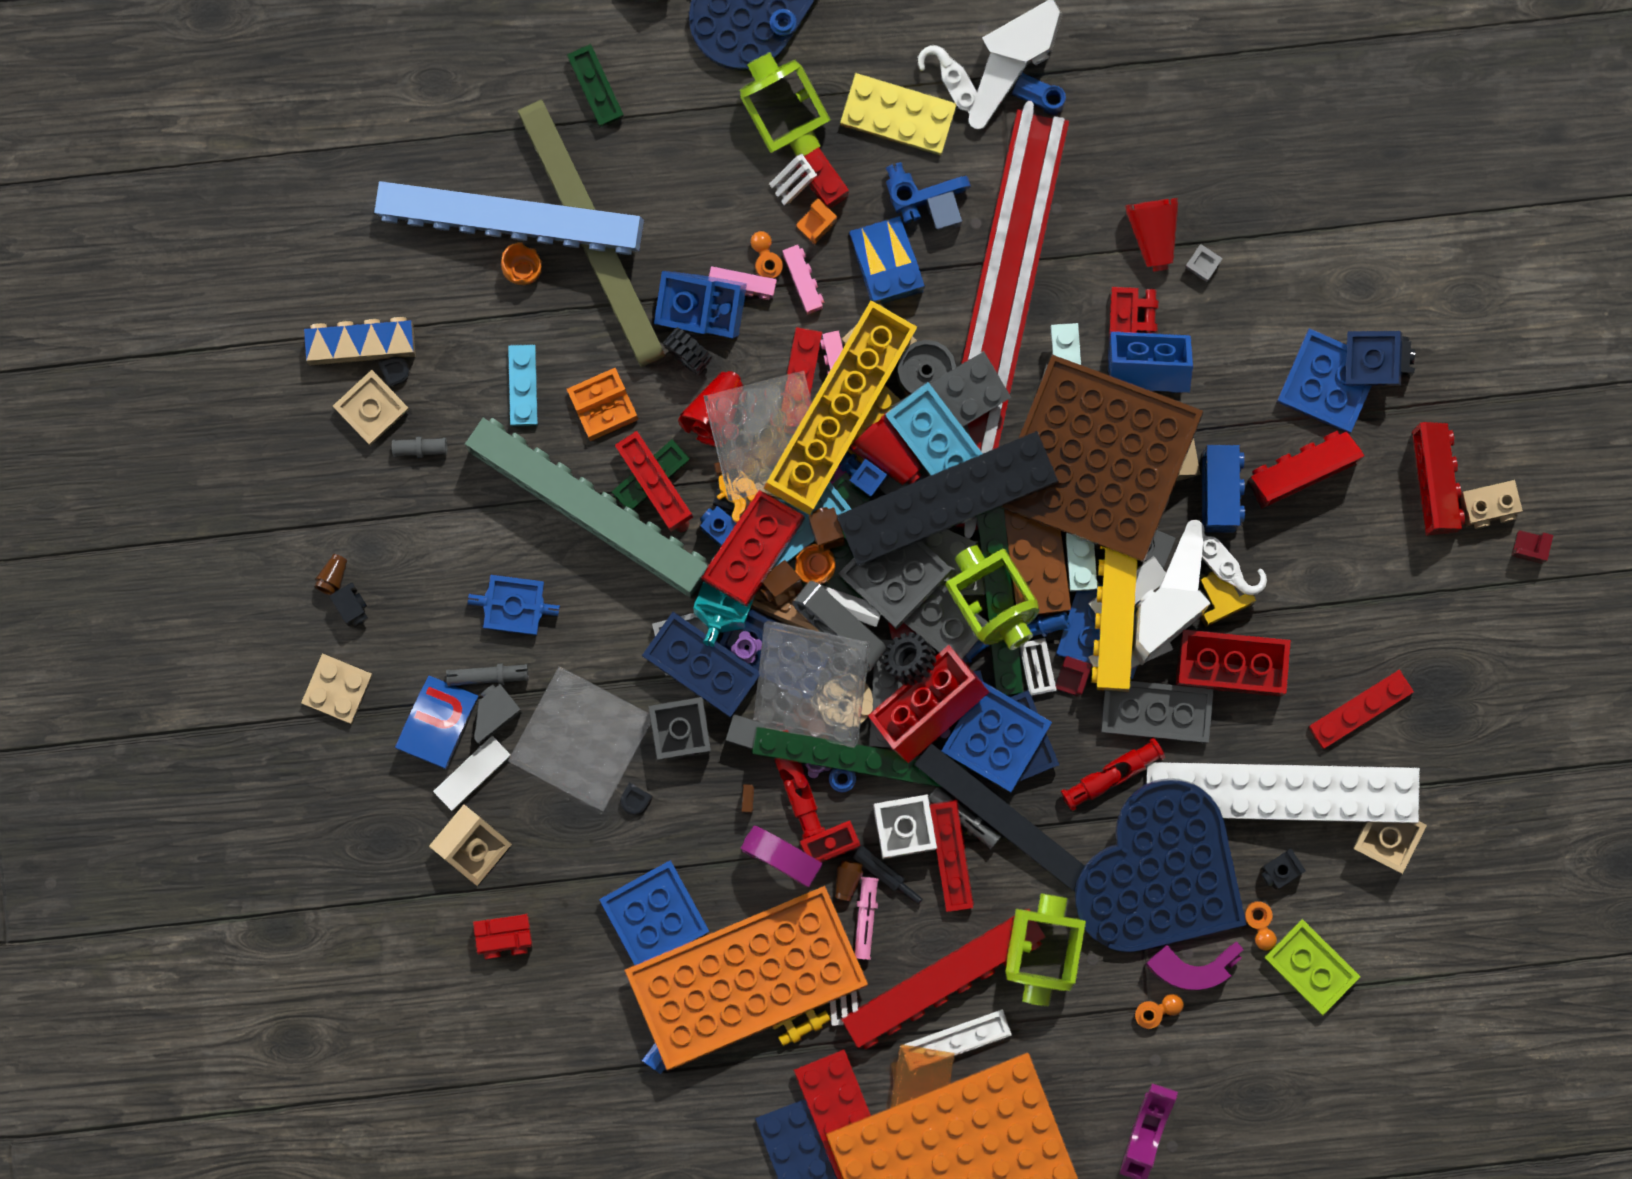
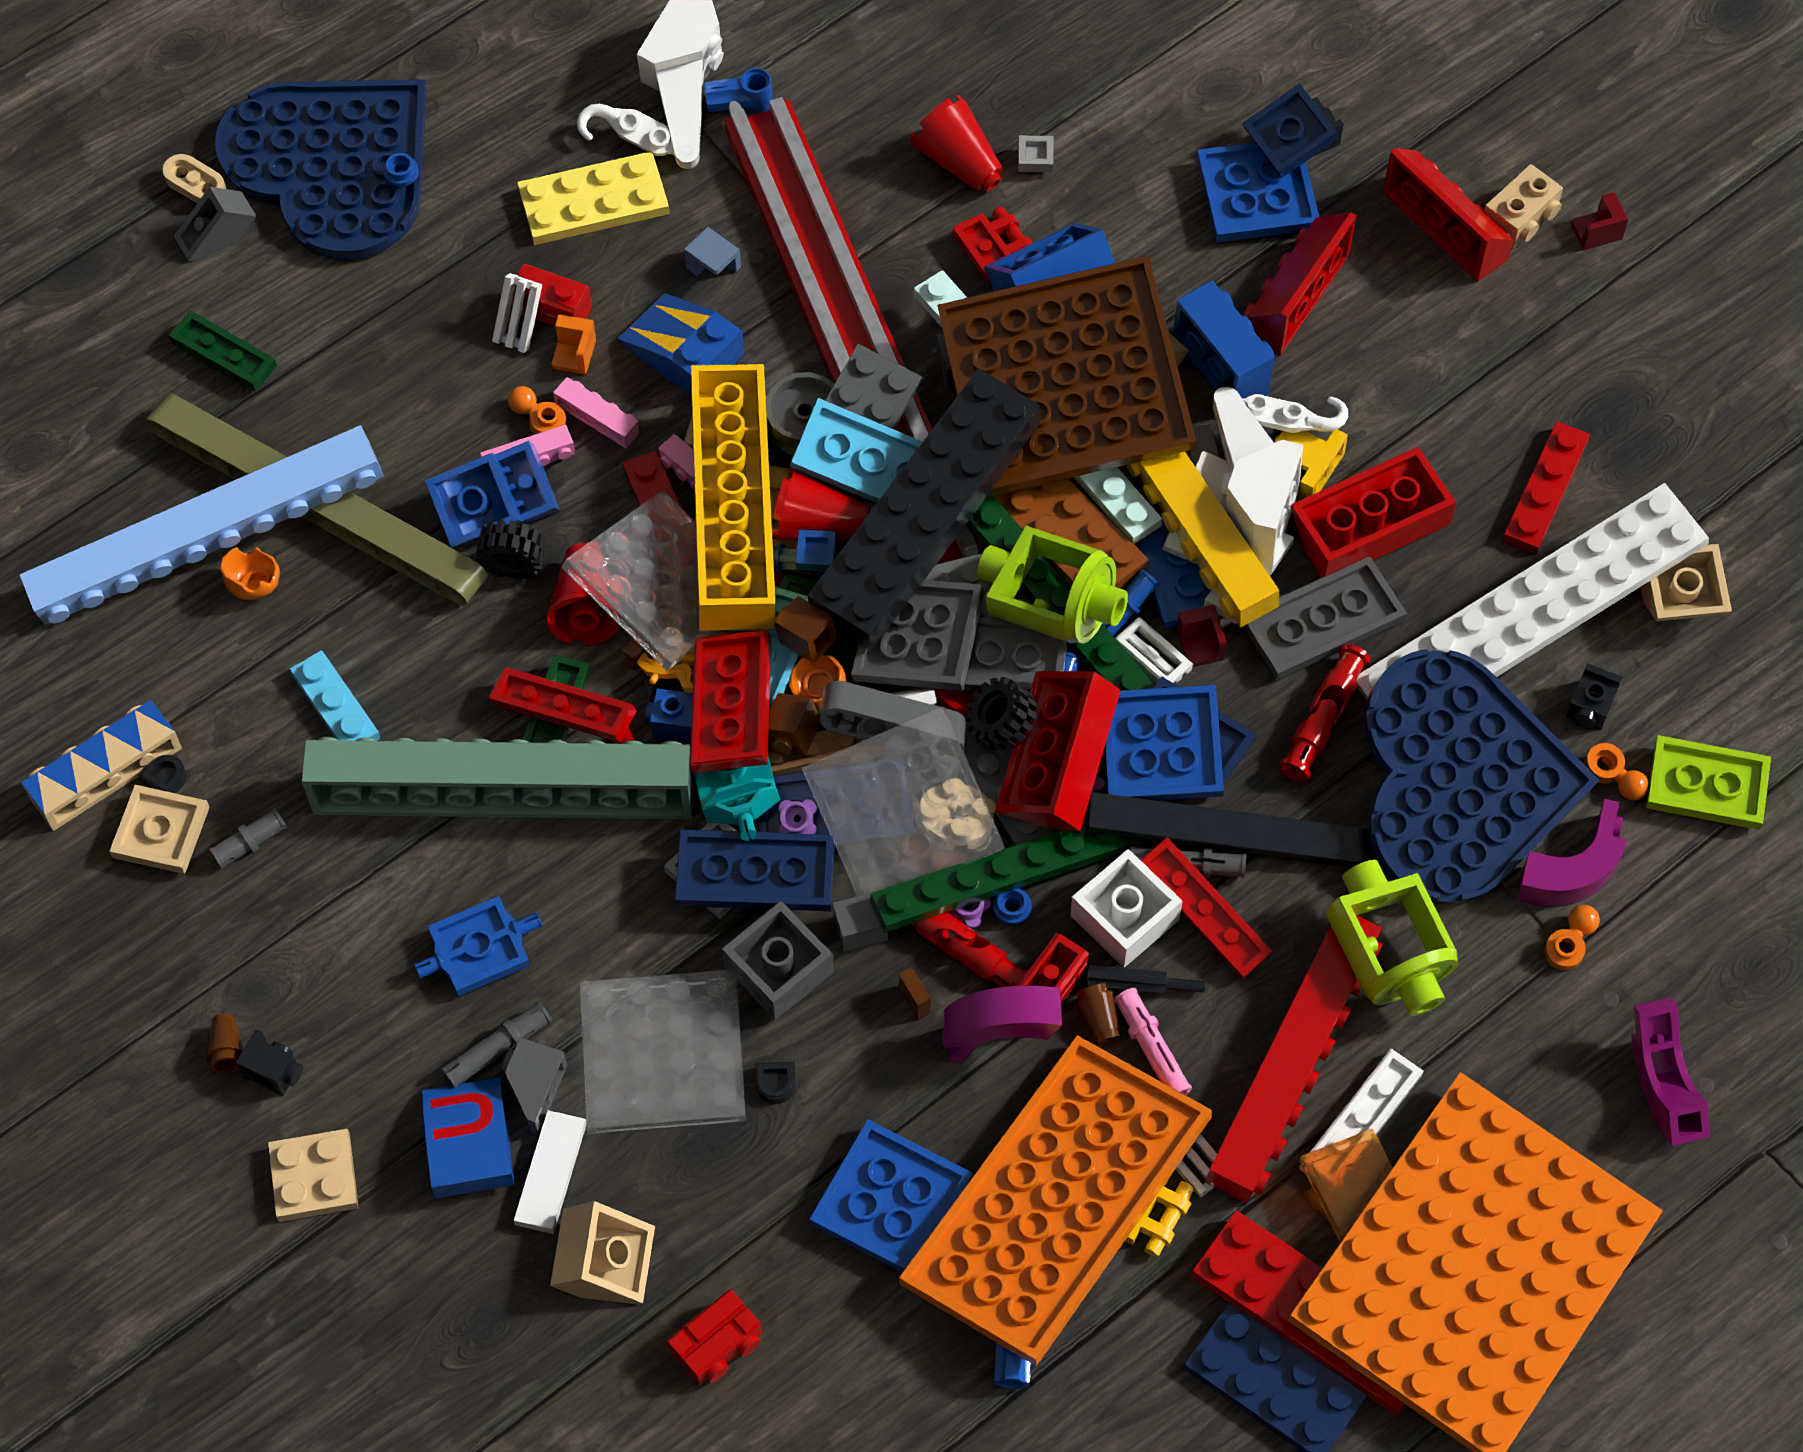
camera: 25 degrees left, 20 degrees down
(602, 404) = (445, 669): orange slope -> none
(767, 72) = (417, 224): lime piece -> none
(903, 181) = (670, 259): blue piece -> none

